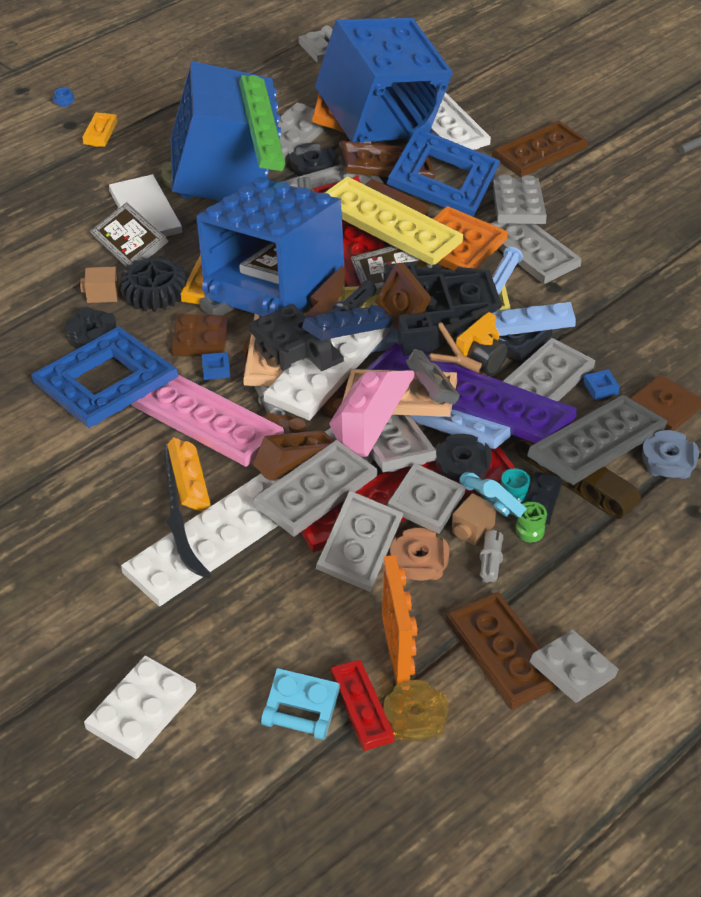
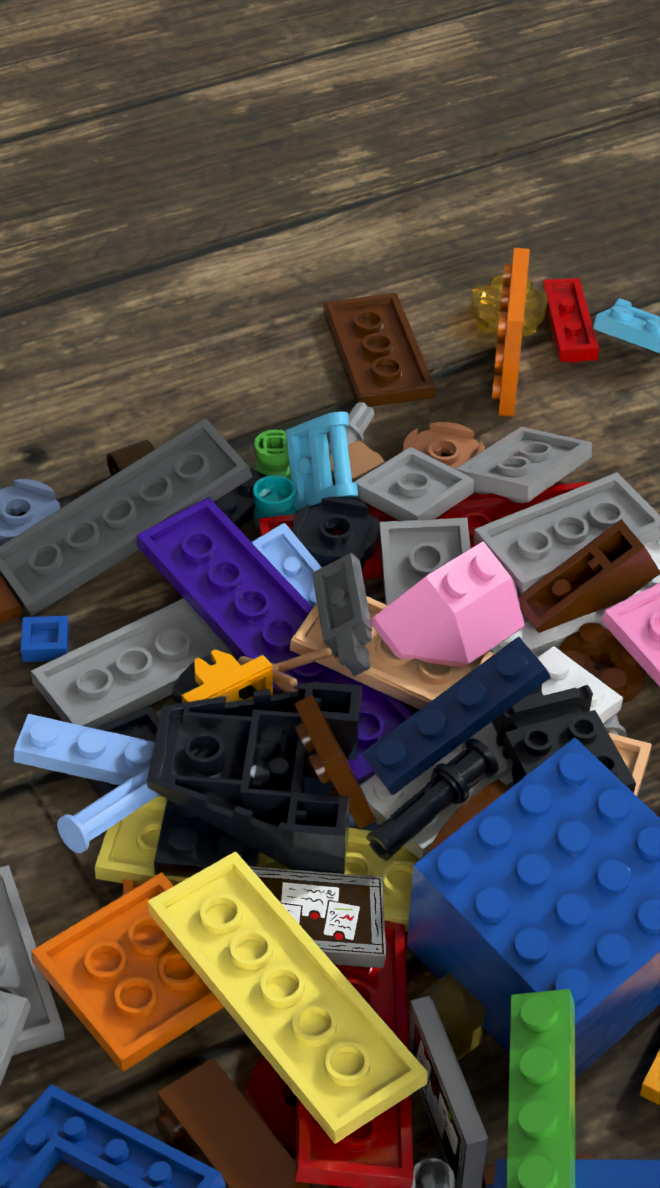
camera: 165 degrees left, 0 degrees up
(574, 665) = (308, 305): light grey plate -> none

